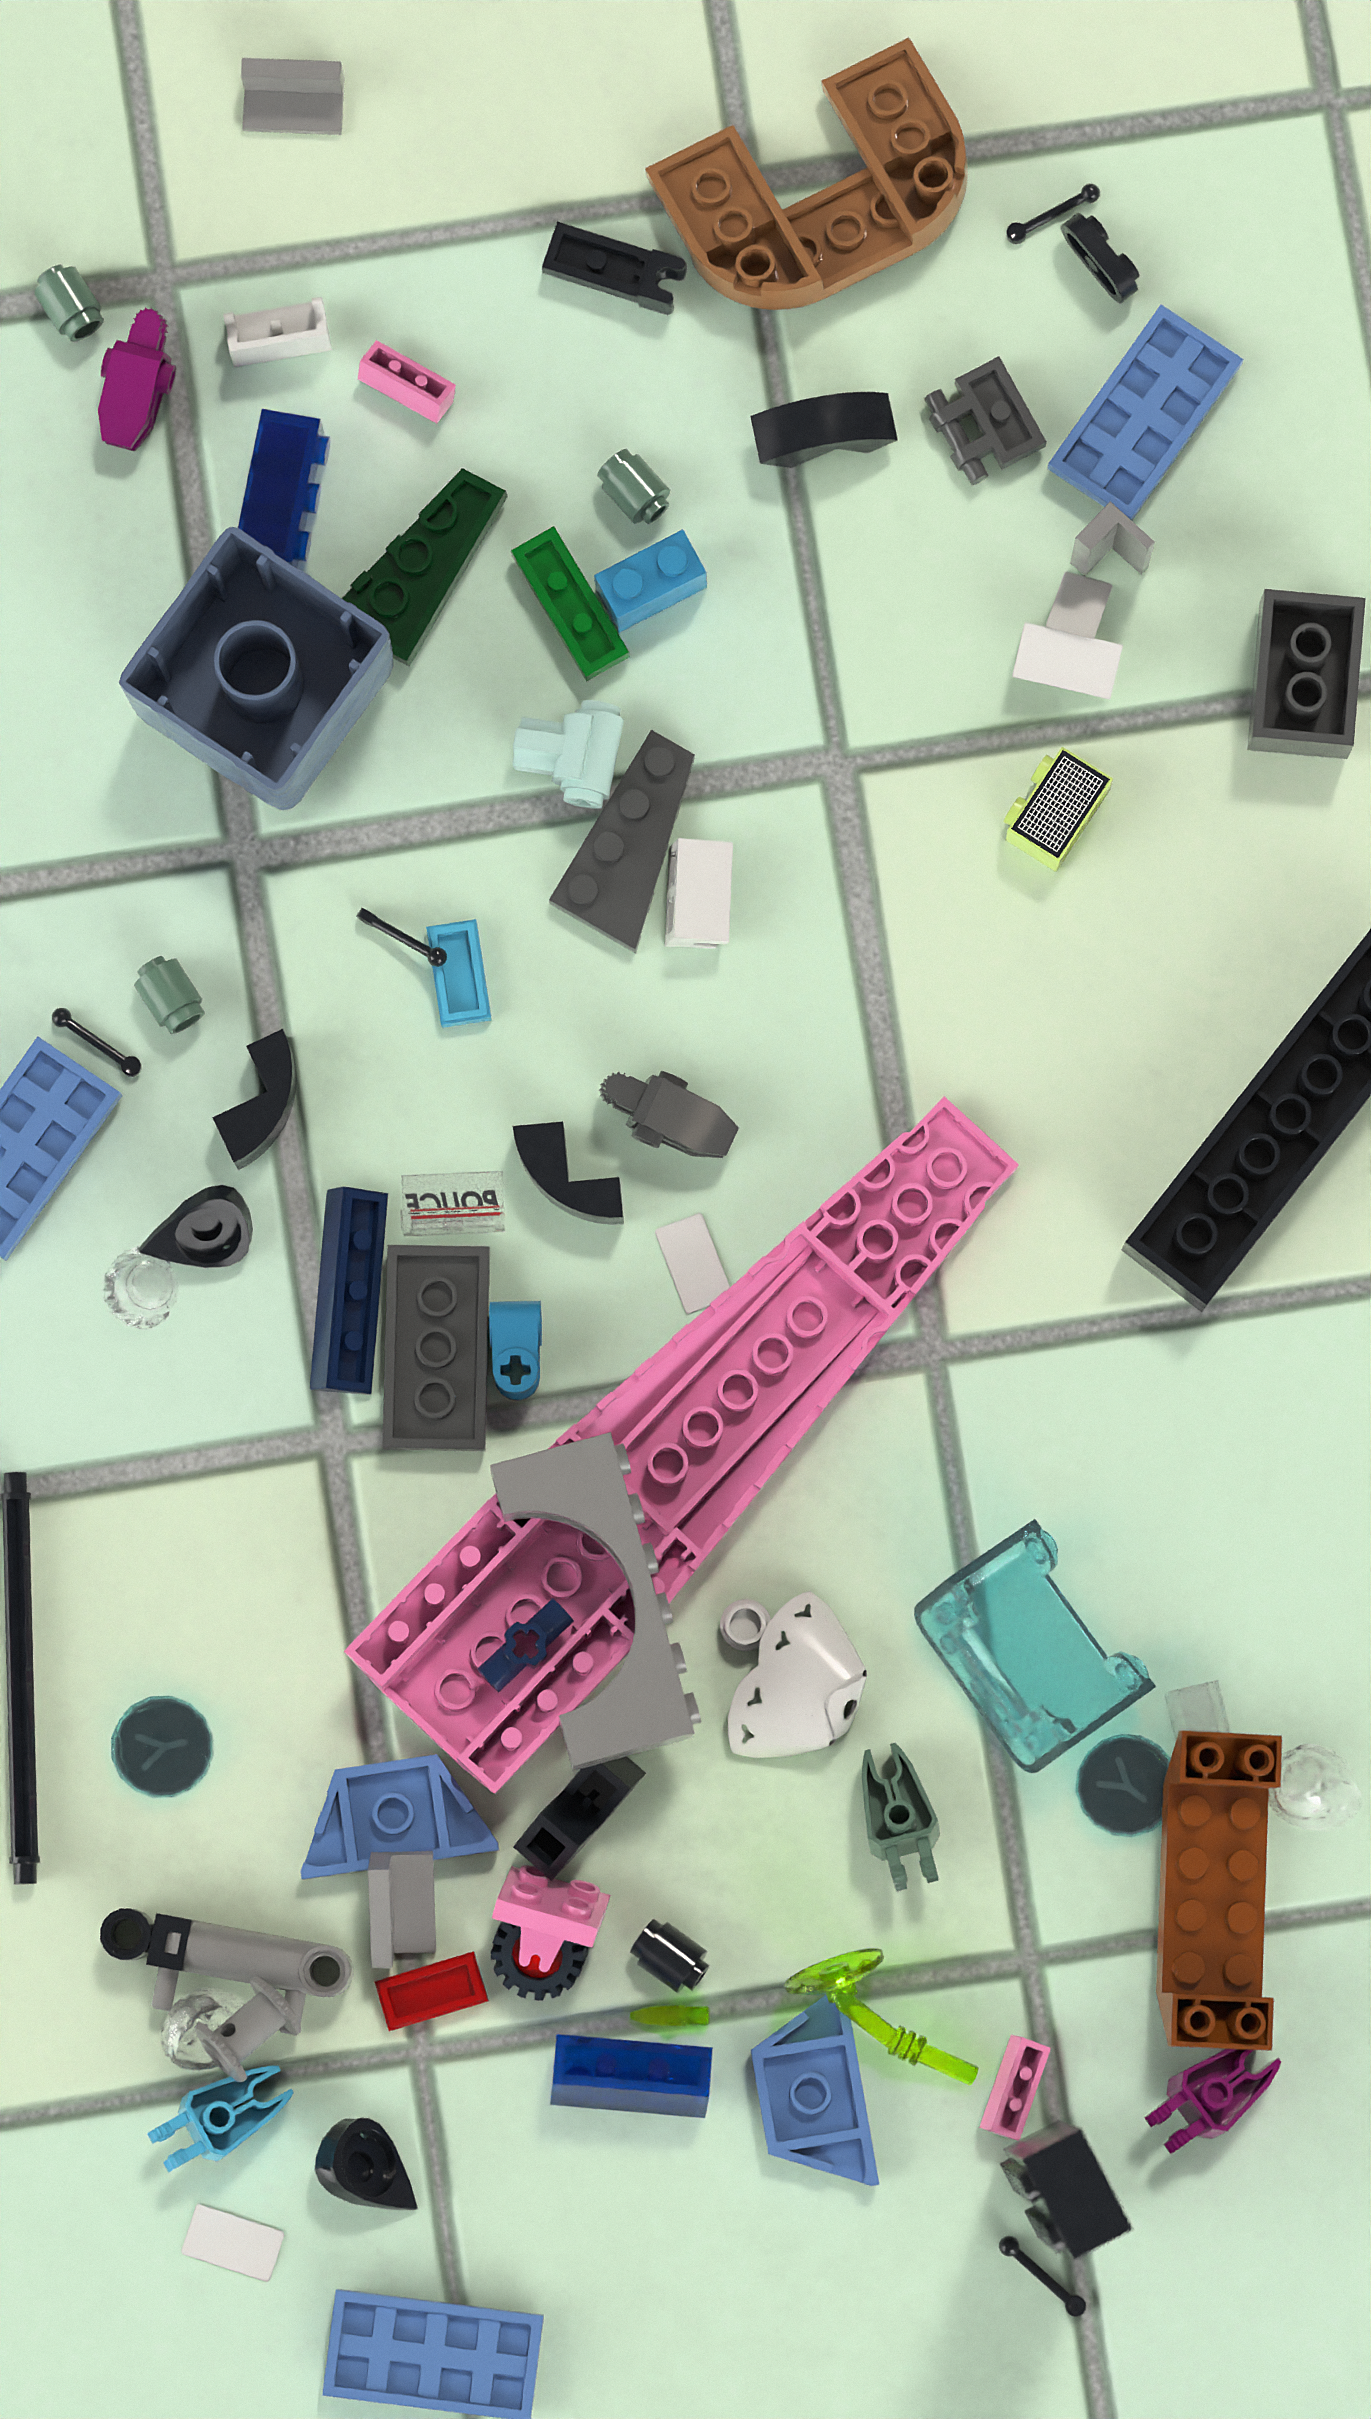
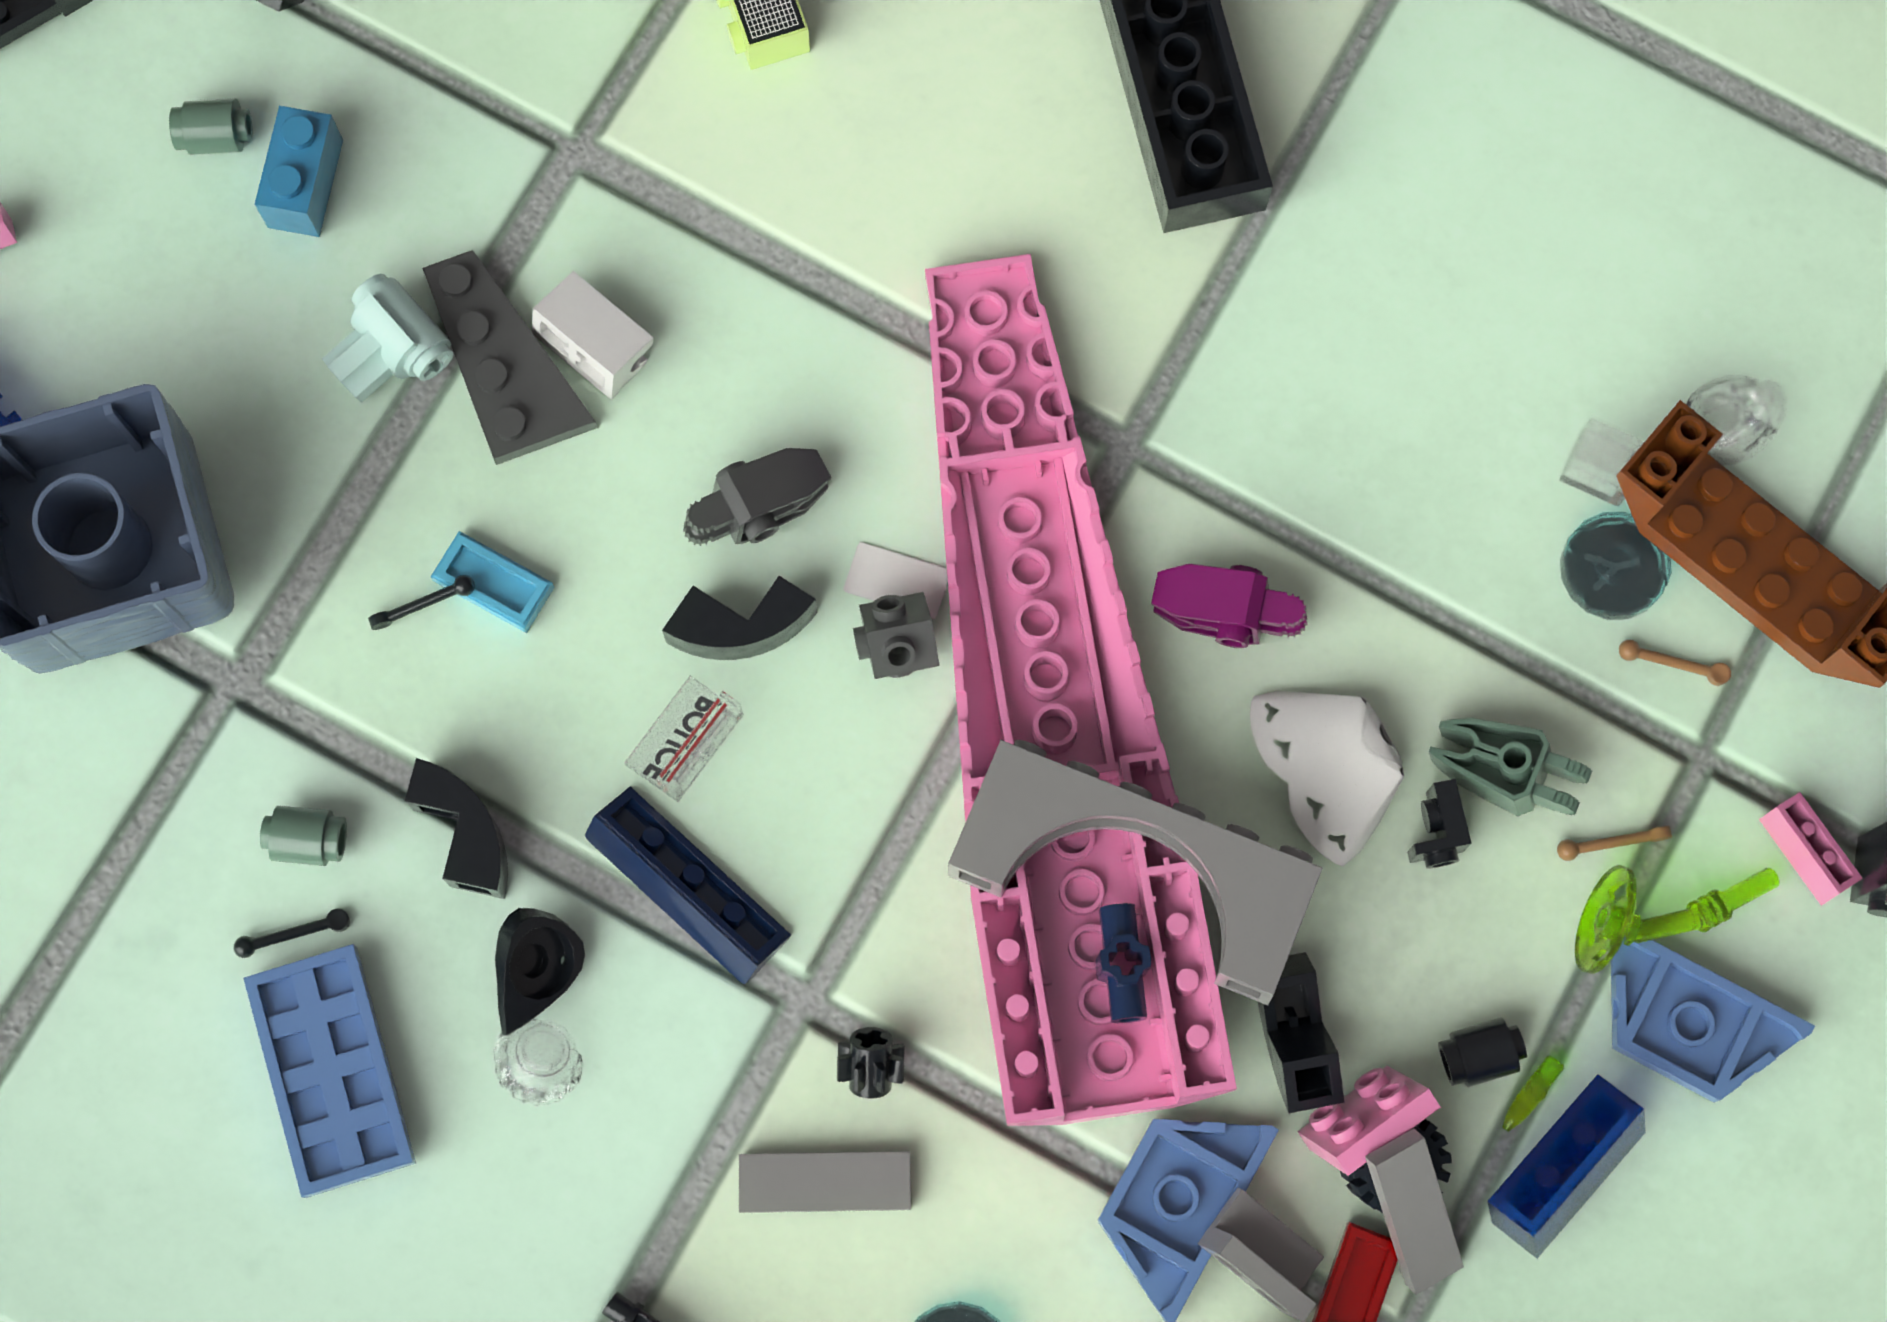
camera: 60 degrees left, 5 degrees down
(213, 1557) = (824, 1182): none -> light grey tile
(320, 1522) = (870, 1062): none -> black gear
(426, 562) = (122, 326): dark green wing -> none
(436, 1348) = (798, 846): dark grey plate -> none
(509, 1988) = (1414, 1211): none -> light grey tile
(516, 1339) = (844, 771): dark azure piece -> none
(570, 603) = (261, 251): green plate -> none
(644, 1297) = (896, 635): none -> dark grey brick
(744, 1624) = (1240, 771): white plate -> none
(824, 1798) = (1445, 817): none -> black bracket
(861, 1521) = (1226, 604): none -> magenta hinge
(877, 1911) = (1569, 850): none -> medium nougat hinge
(1027, 1651) = (1449, 560): clear light blue windscreen -> none
(1102, 1923) = (1716, 674): none -> medium nougat hinge

